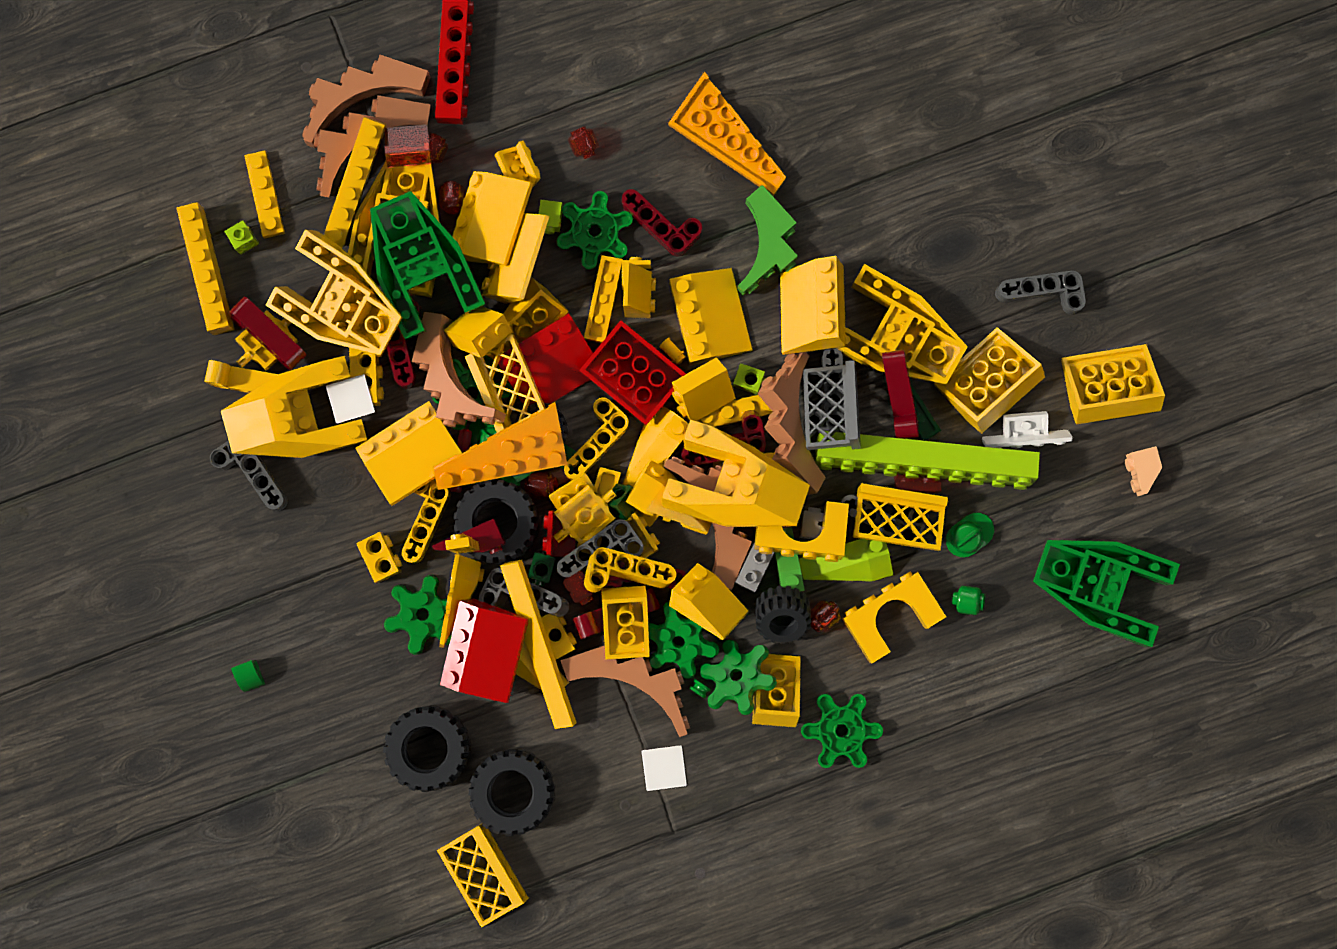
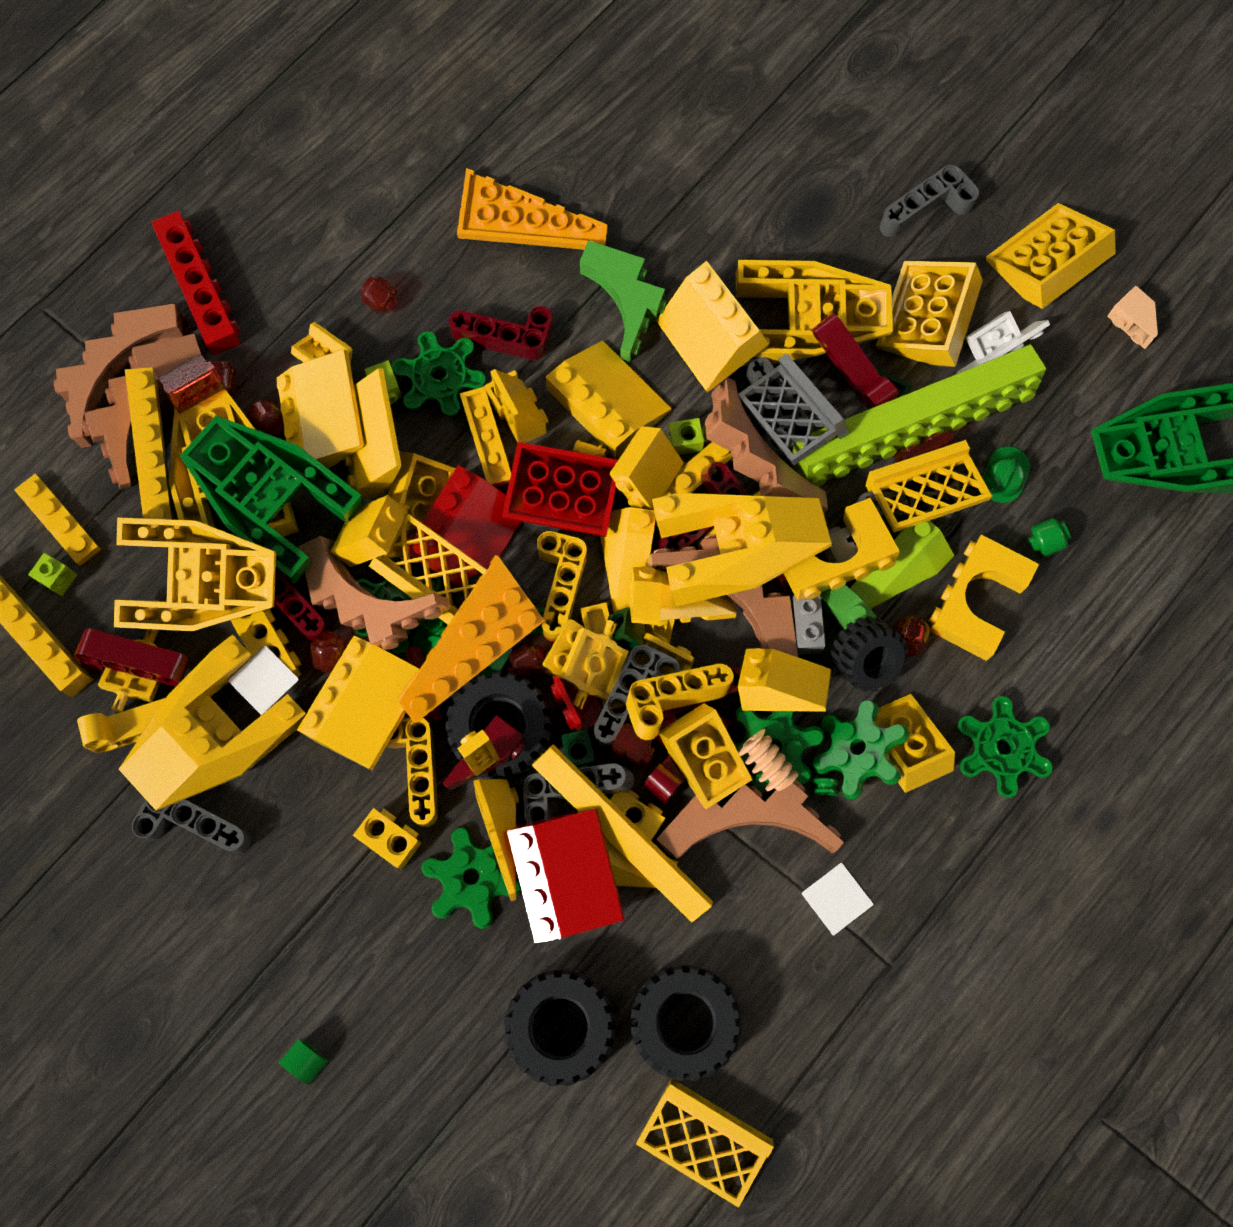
camera: 30 degrees left, 10 degrees down
(405, 401) = (326, 651): none -> clear red head
(666, 651) = (768, 761): none -> light nougat piece

